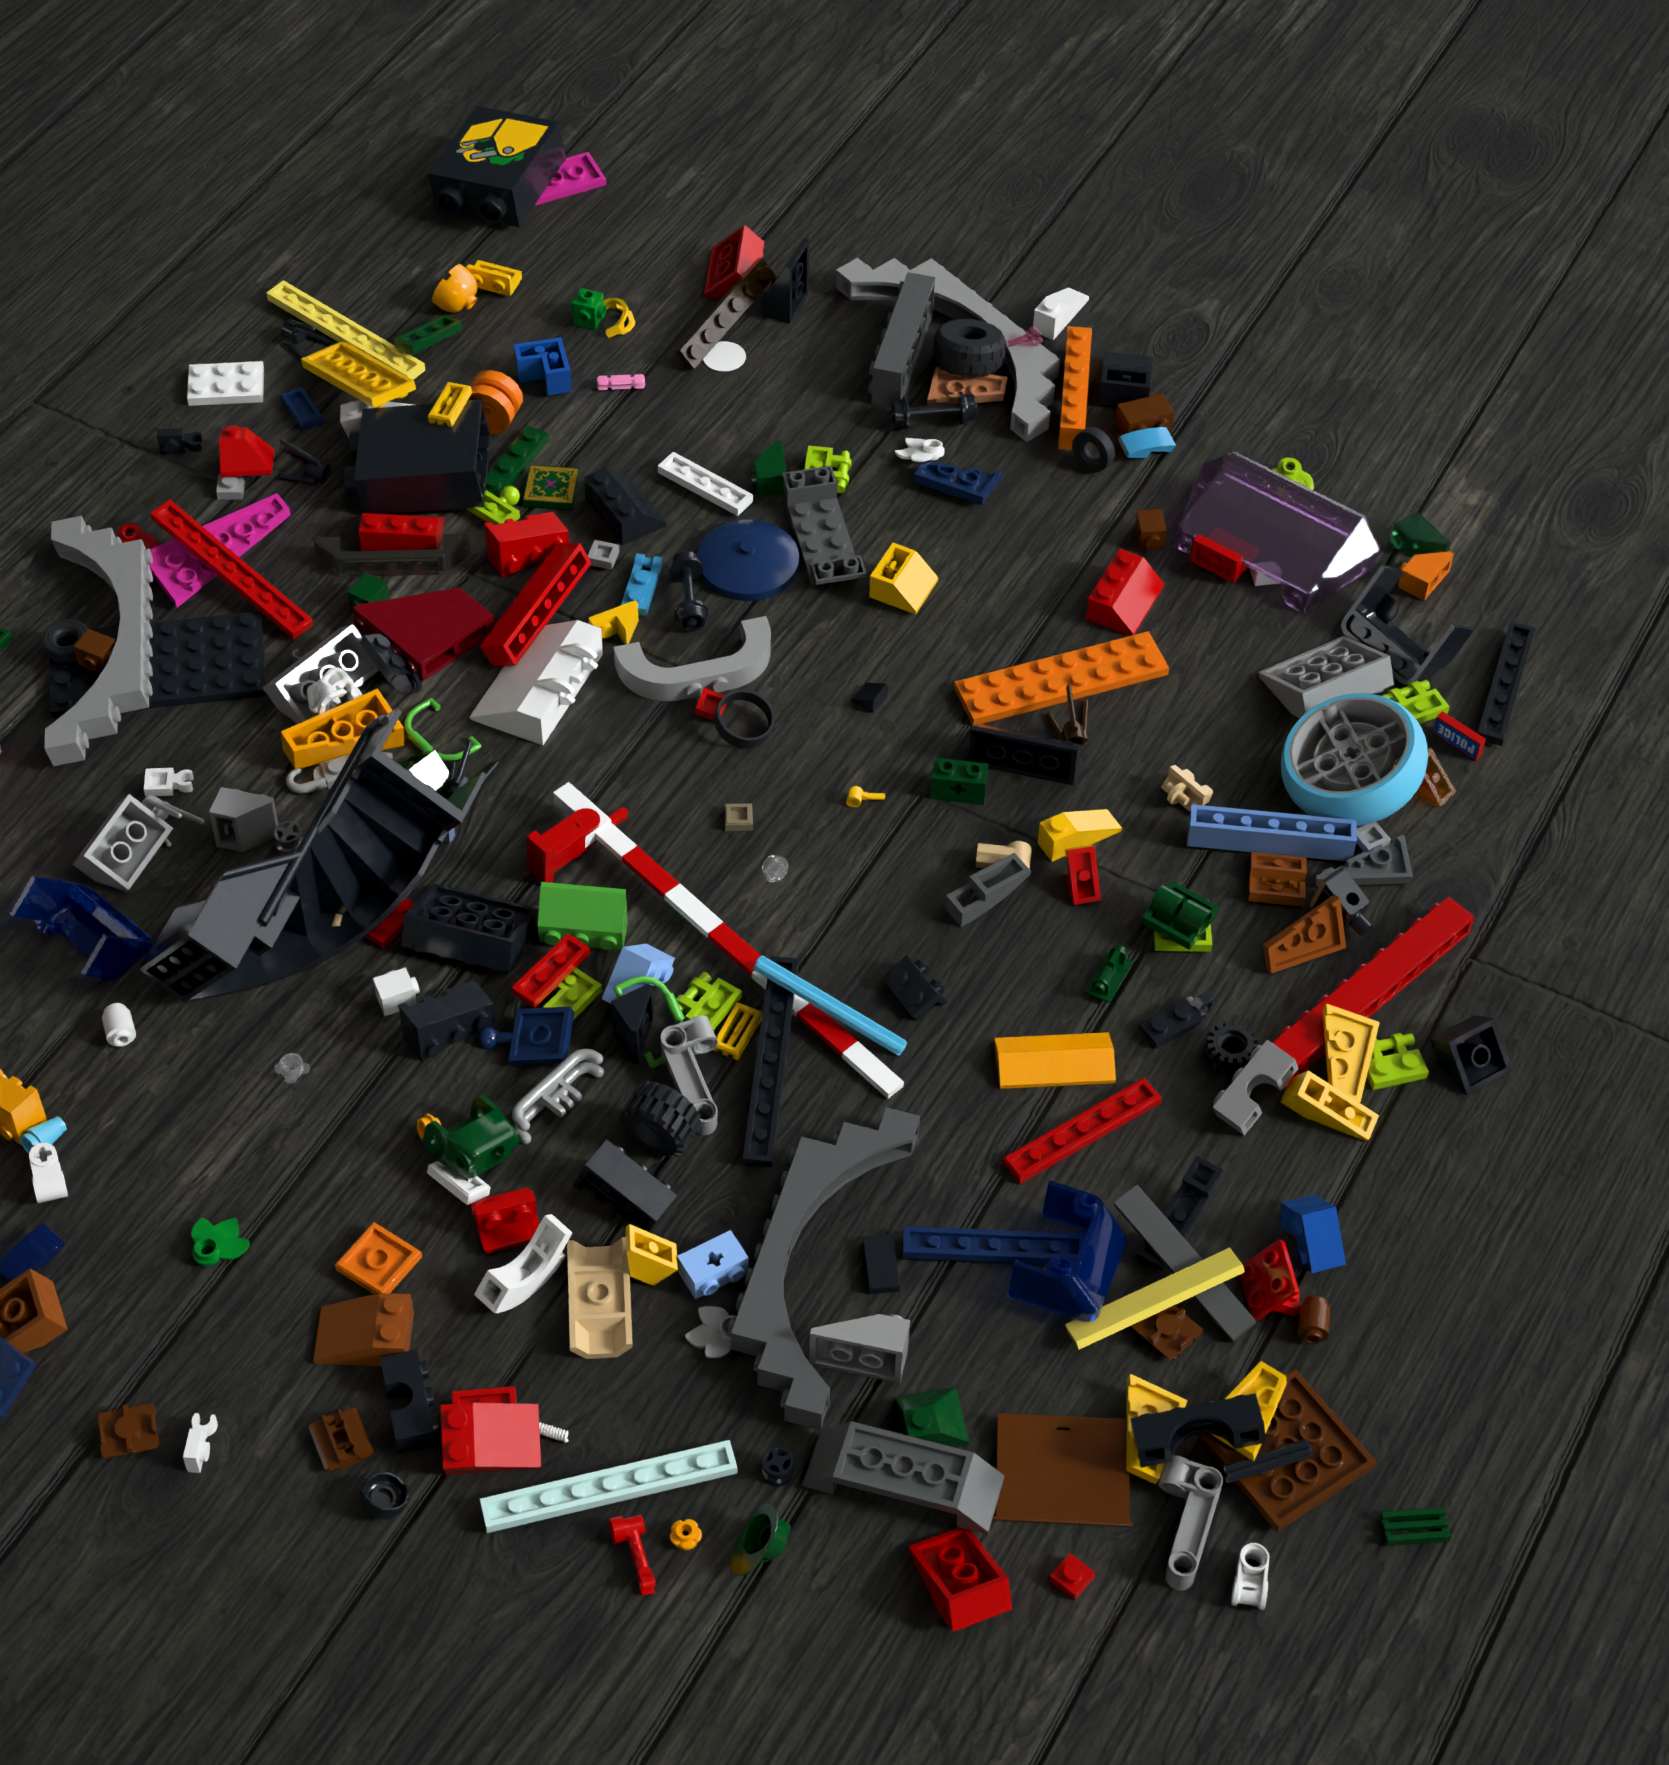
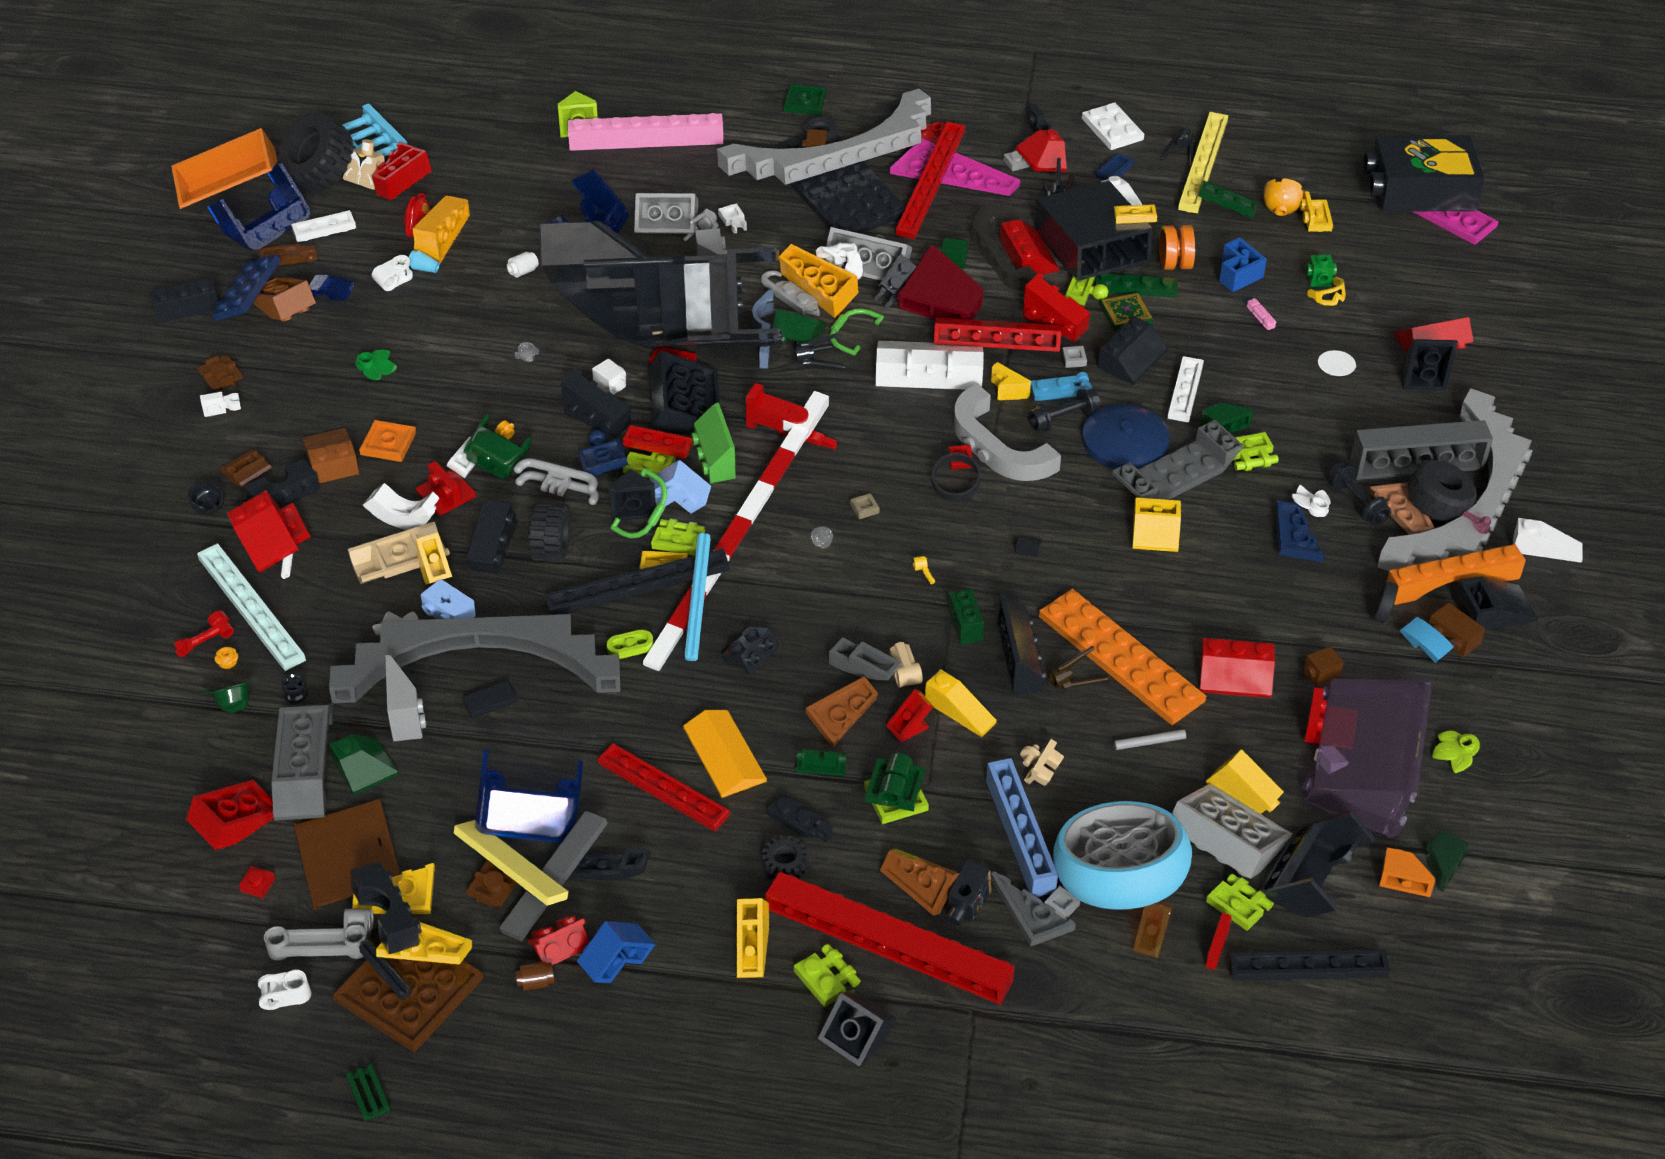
camera: 70 degrees right, 5 degrees down
(359, 374) = (1151, 173): yellow plate -> none
(694, 1038) = (623, 527): light grey piece -> none
(725, 313) = (1362, 341): dark brown plate -> none
(858, 1100) = (630, 643): none -> lime plate
(988, 1245) = (524, 746): dark blue plate -> none
(1040, 934) = (841, 709): none -> dark orange wing
(1183, 699) = (1149, 739): none -> light grey bar
(1267, 1065) = (757, 874): light grey arch -> none
(1276, 642) = (1246, 783): none -> yellow slope
(1277, 879) = (985, 846): dark orange slope -> none
(1348, 1049) = (812, 932): yellow wing -> none

